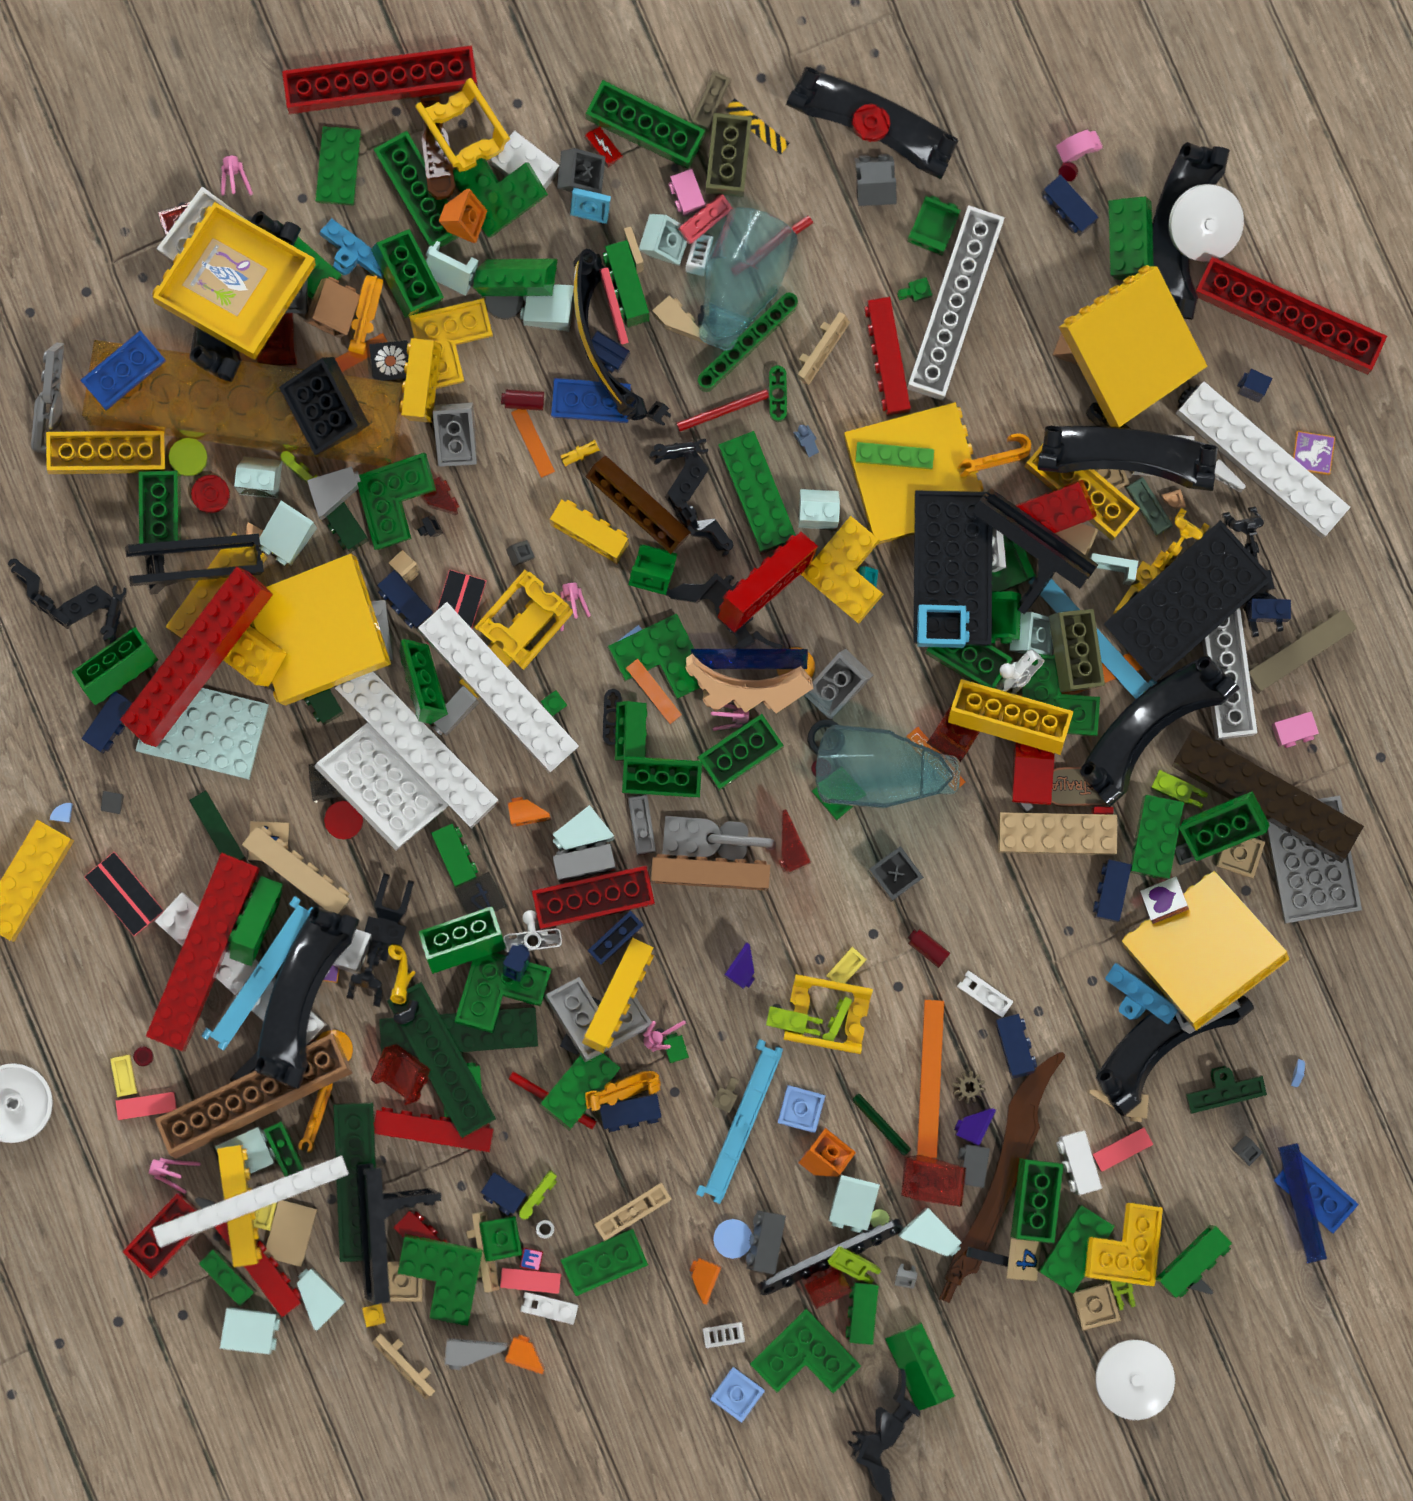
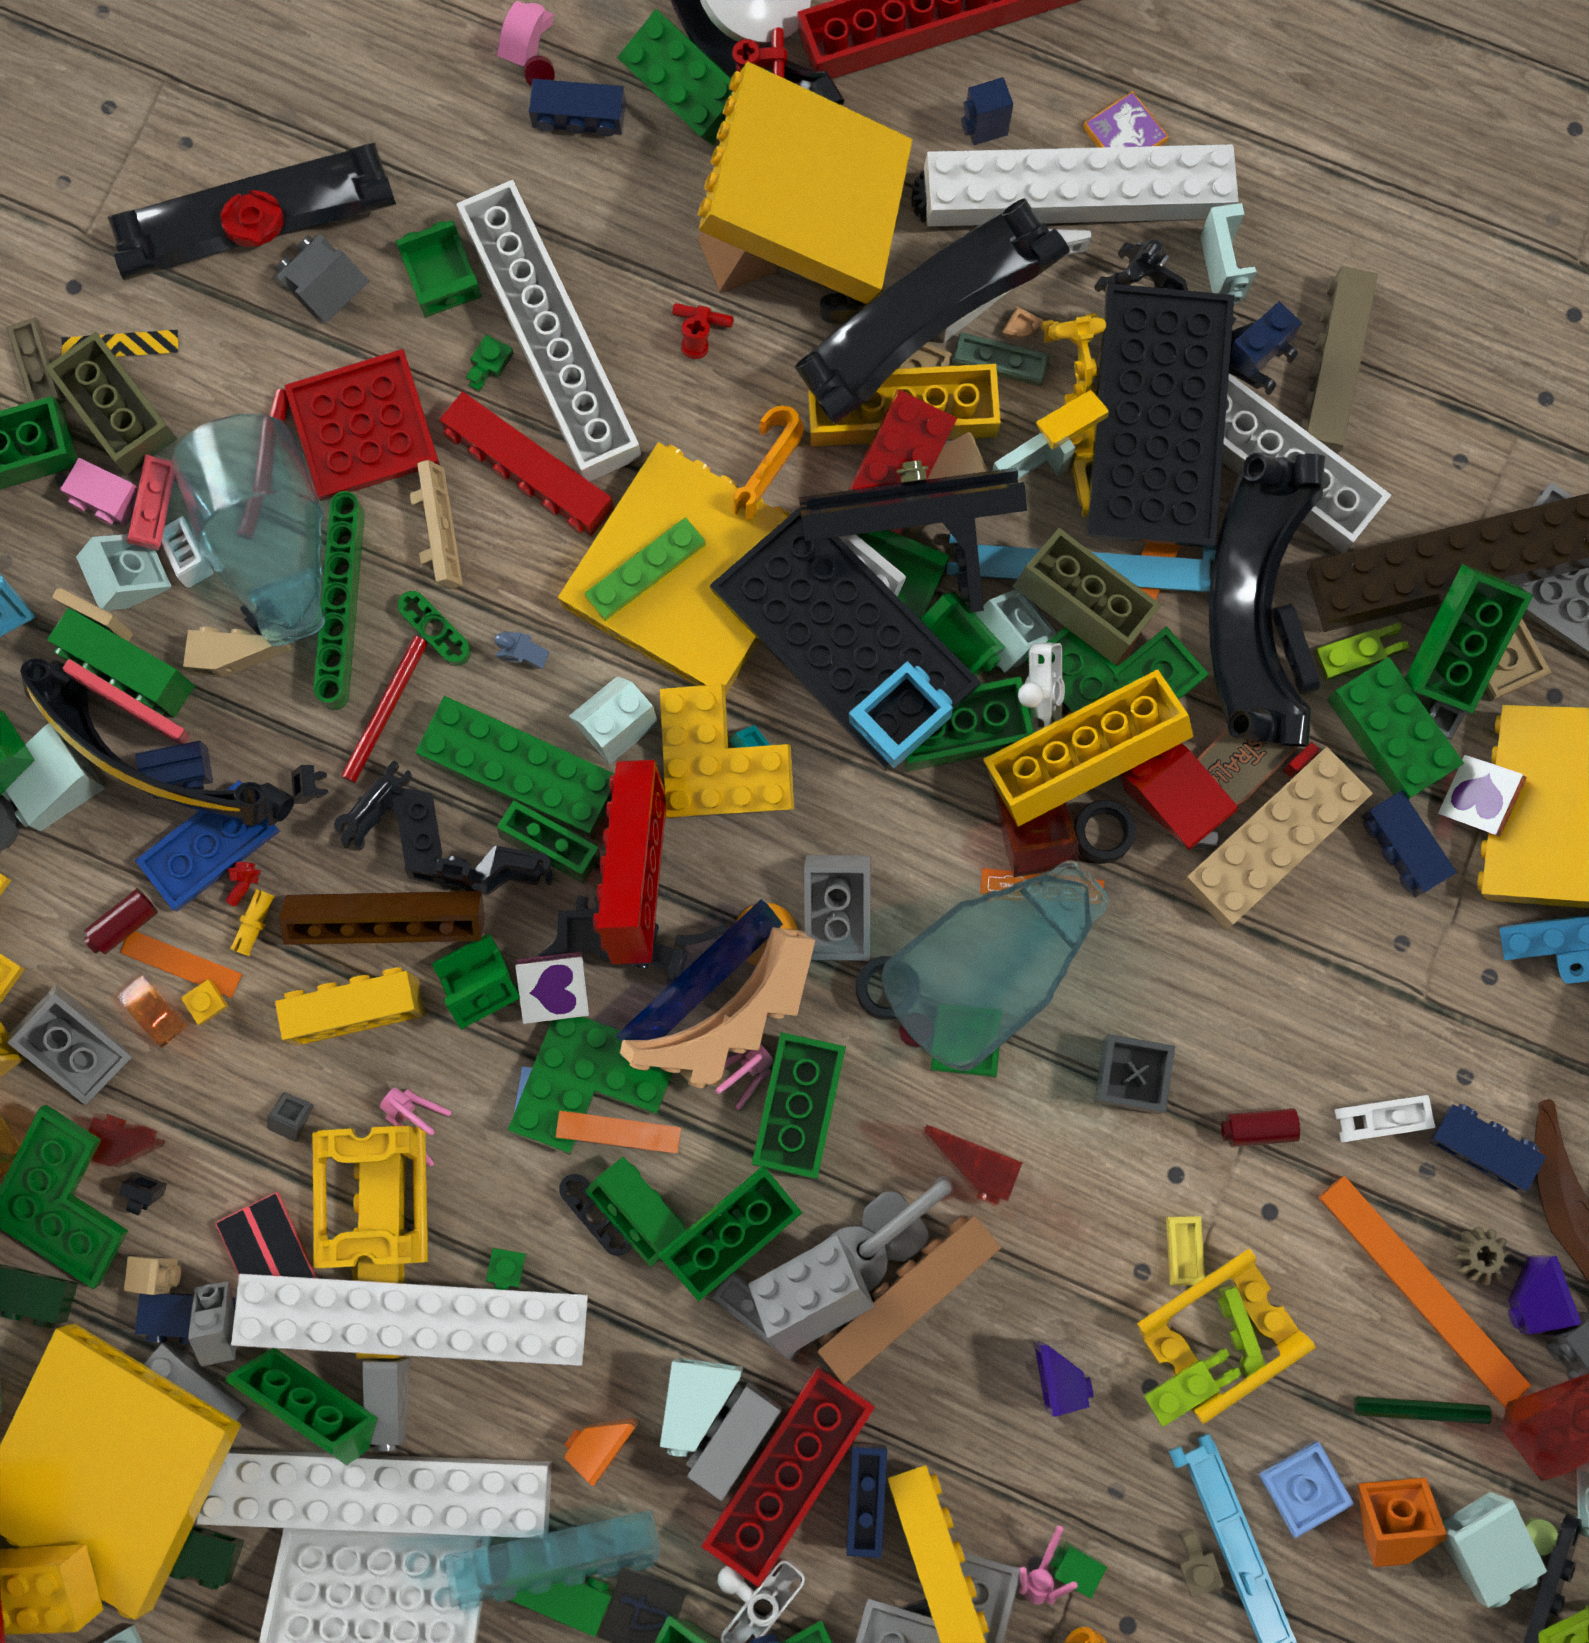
camera: 35 degrees left, 5 degrees down
(414, 612) = (212, 1324): none -> light grey slope
(466, 838) = (551, 1559): none -> clear light blue brick
(502, 452) = (152, 1011): none -> clear orange slope
(528, 469) = (204, 1002): none -> yellow plate
(595, 428) = (244, 875): none -> red plate
(671, 833) = (810, 1295): none -> light grey brick
(682, 603) = (552, 987): none -> tile
(738, 531) = (540, 835): none -> green brick
(831, 268) = (361, 424): none -> red plate
(989, 746) = (1126, 820): none -> black tyre
(1022, 365) = (697, 328): none -> red piece
(1050, 524) = (912, 471): none -> olive plate
(1144, 566) = (1072, 419): none -> yellow slope
(1150, 761) = (1296, 649): none -> black beam
(1181, 267) = (772, 57): none -> red piece
(1295, 729) = (1423, 454): bright pink brick -> none
(1306, 539) = (1219, 254): none -> light aqua panel

